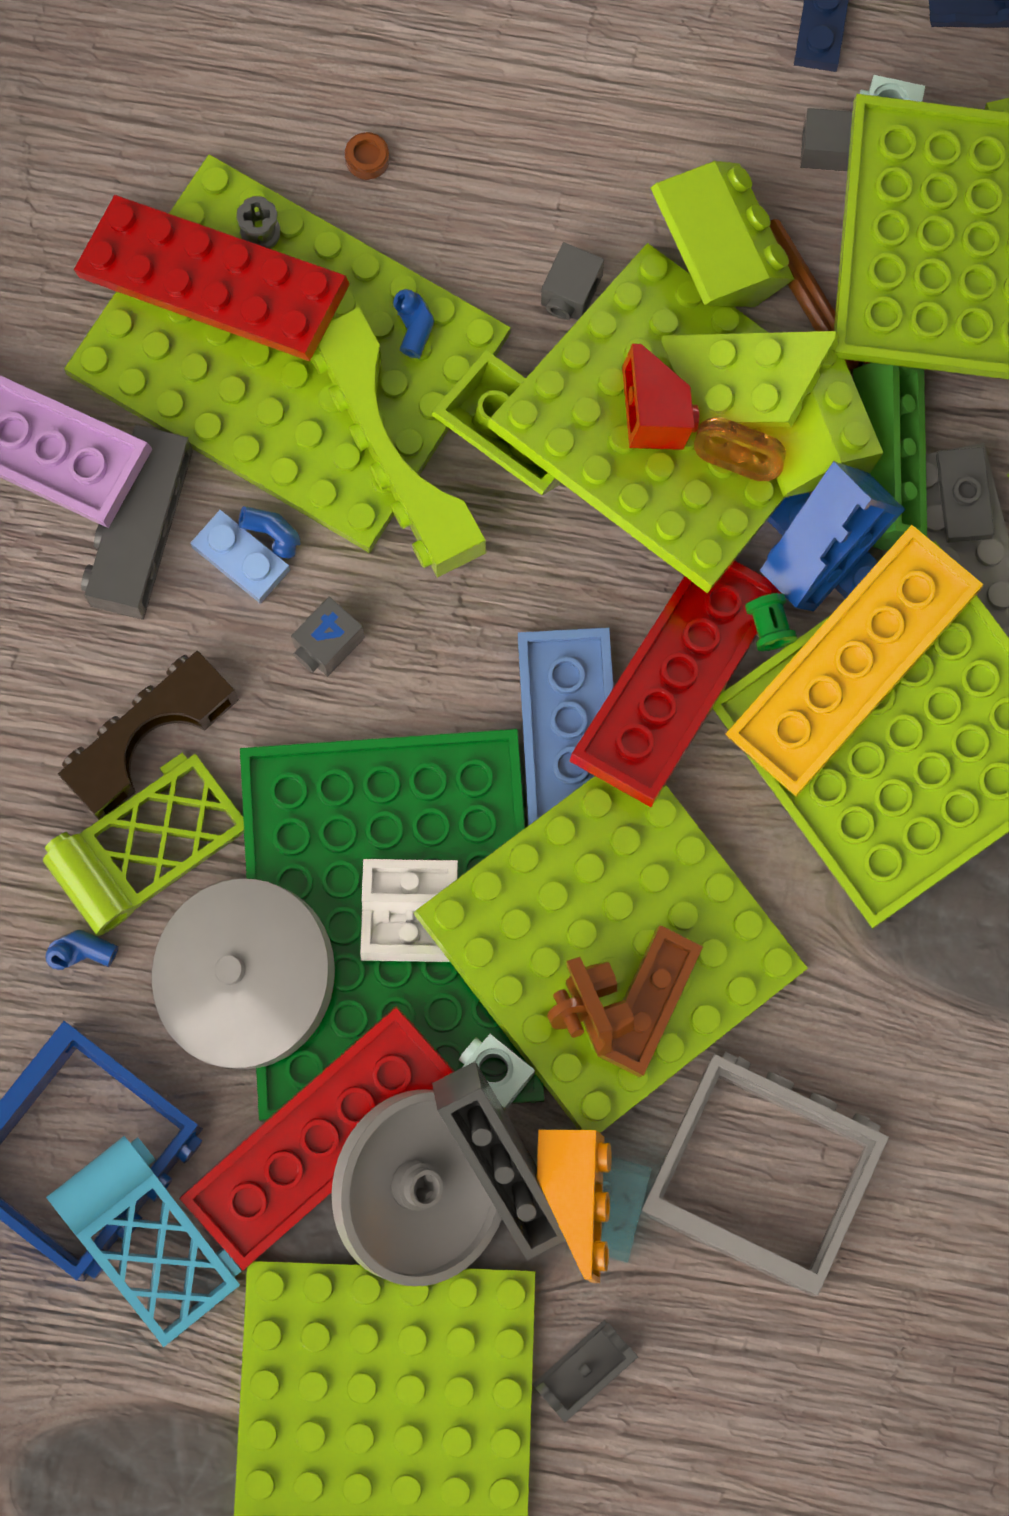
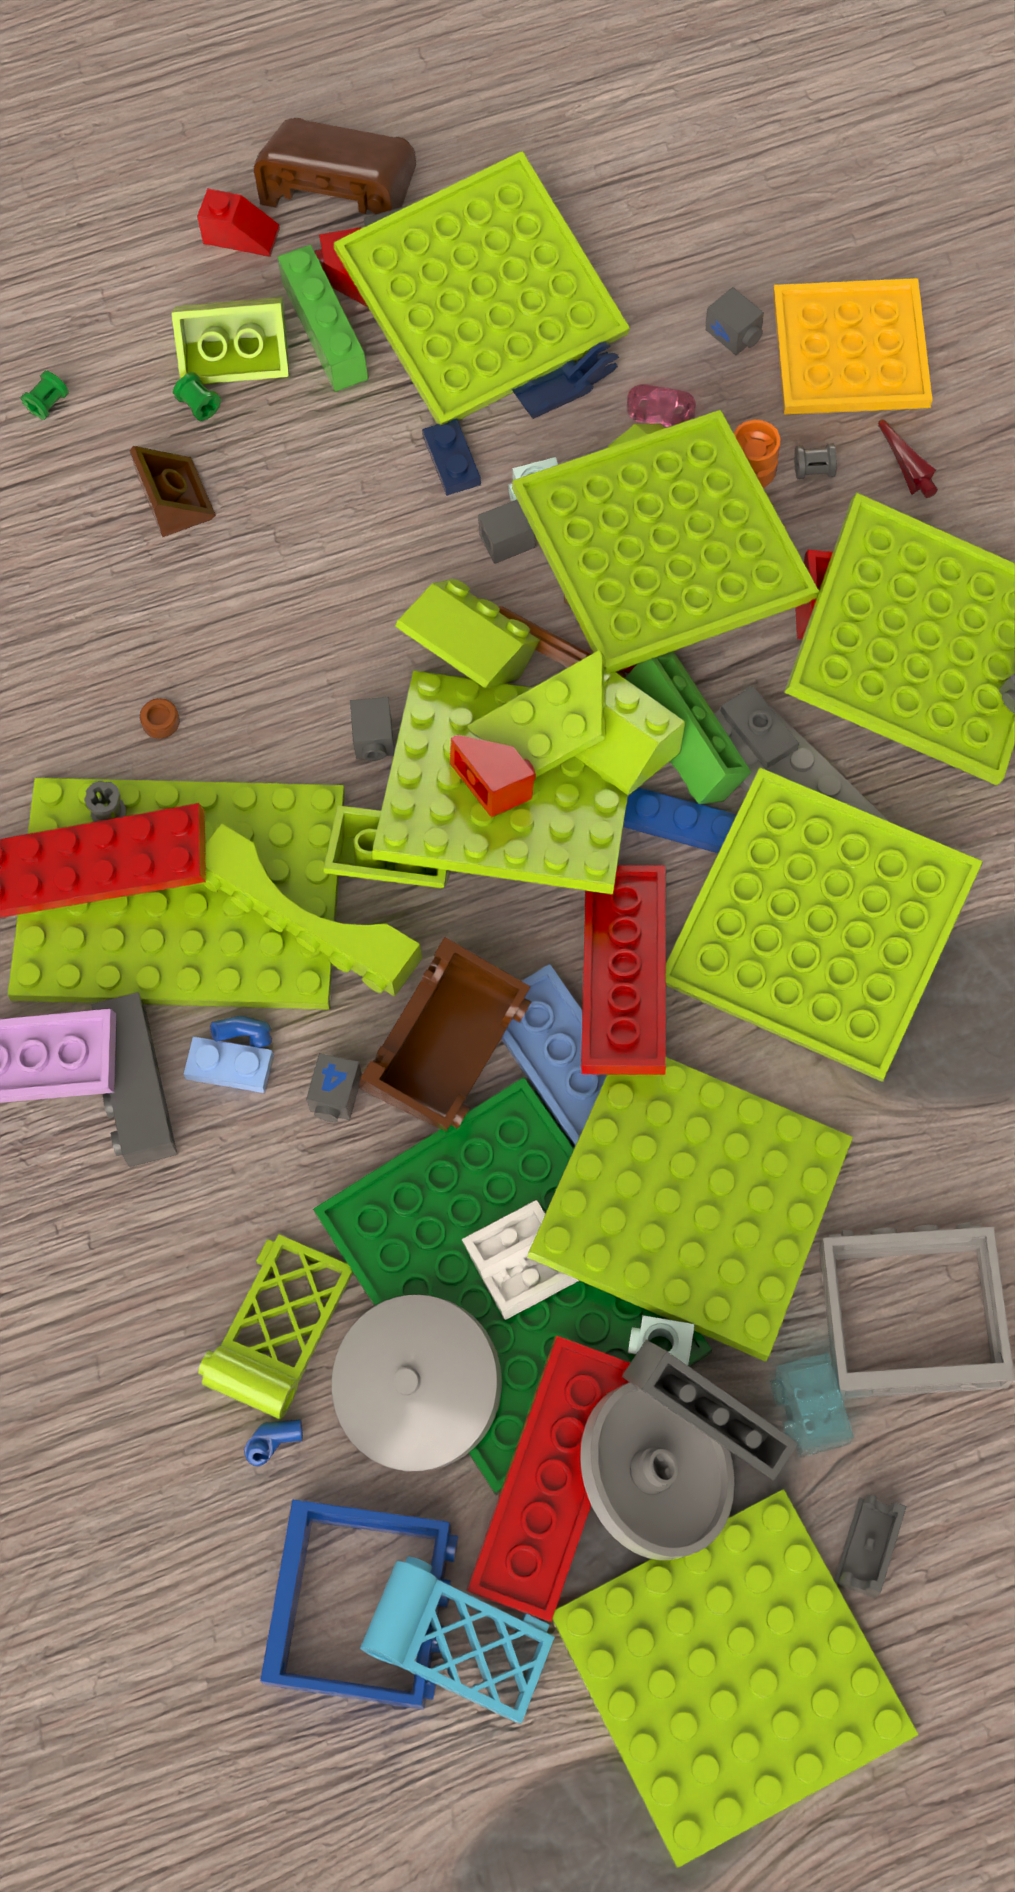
camera: 25 degrees left, 10 degrees down
(189, 695) = (249, 1190): dark brown arch -> none
(417, 320) = (270, 814): blue arm -> none
(459, 649) = (445, 1036): none -> reddish brown windscreen
(572, 1181) = (772, 1393): light orange slope -> none
(586, 988) = (706, 1252): dark orange hips -> none
(653, 998) = (752, 1222): dark orange plate -> none
(739, 449) = (574, 774): clear orange plate -> none
(771, 622) = (672, 891): green bush -> none
(830, 535) = (679, 805): wedge -> none
(854, 660) = (752, 886): yellow plate -> none

